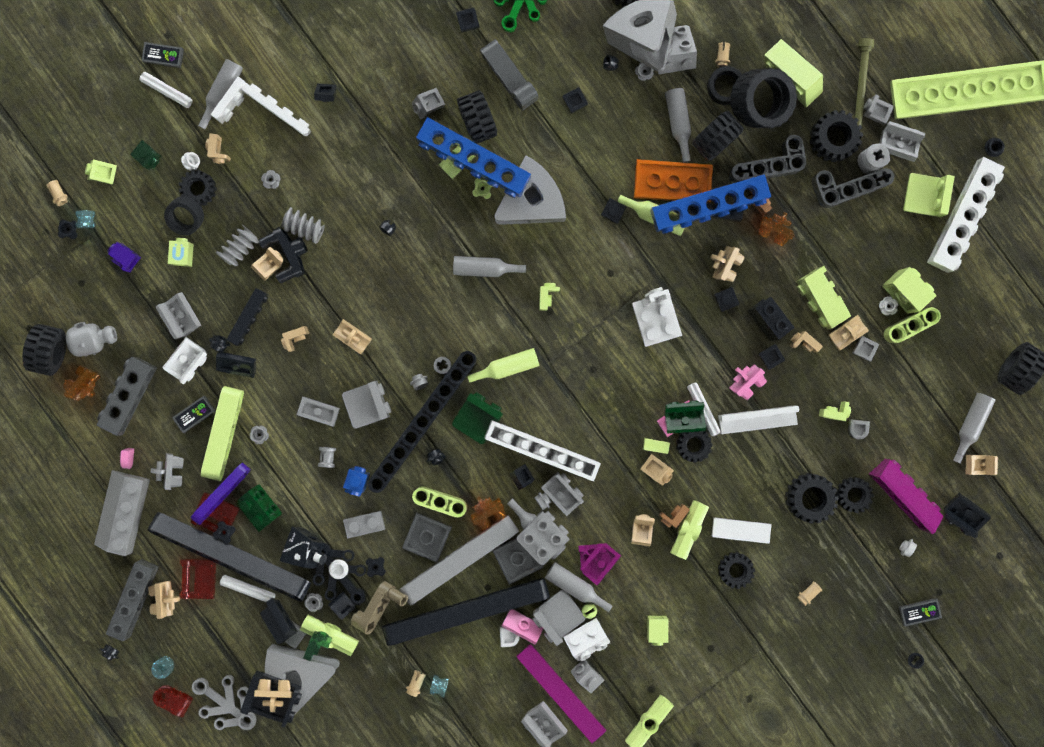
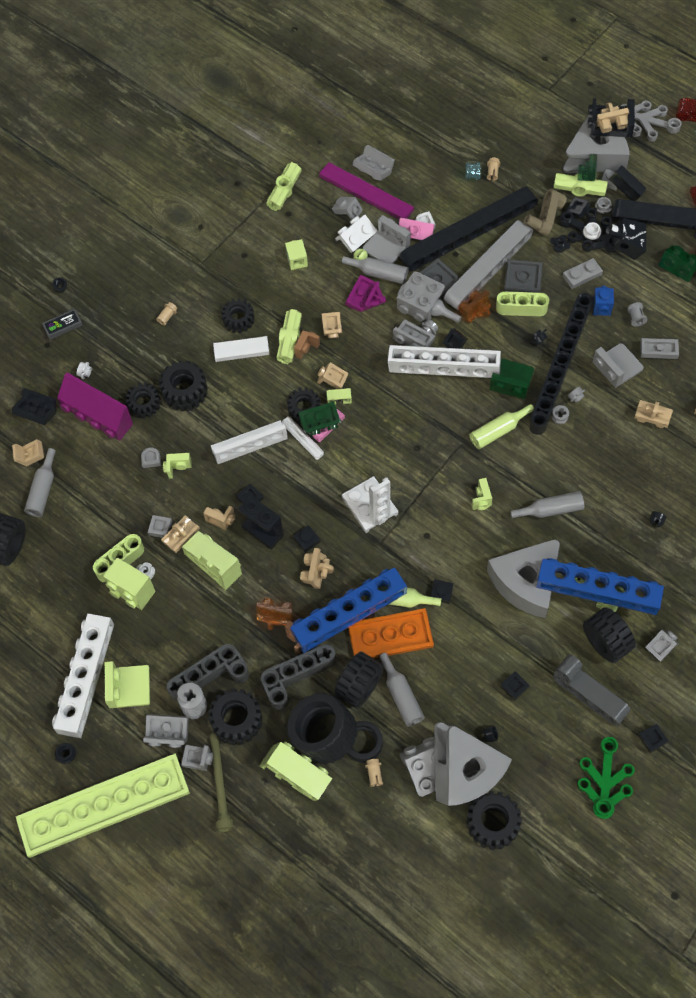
camera: 170 degrees right, 25 degrees down
(246, 588) = (680, 202): white axle -> none
(746, 379) = (269, 470): bright pink hips -> none

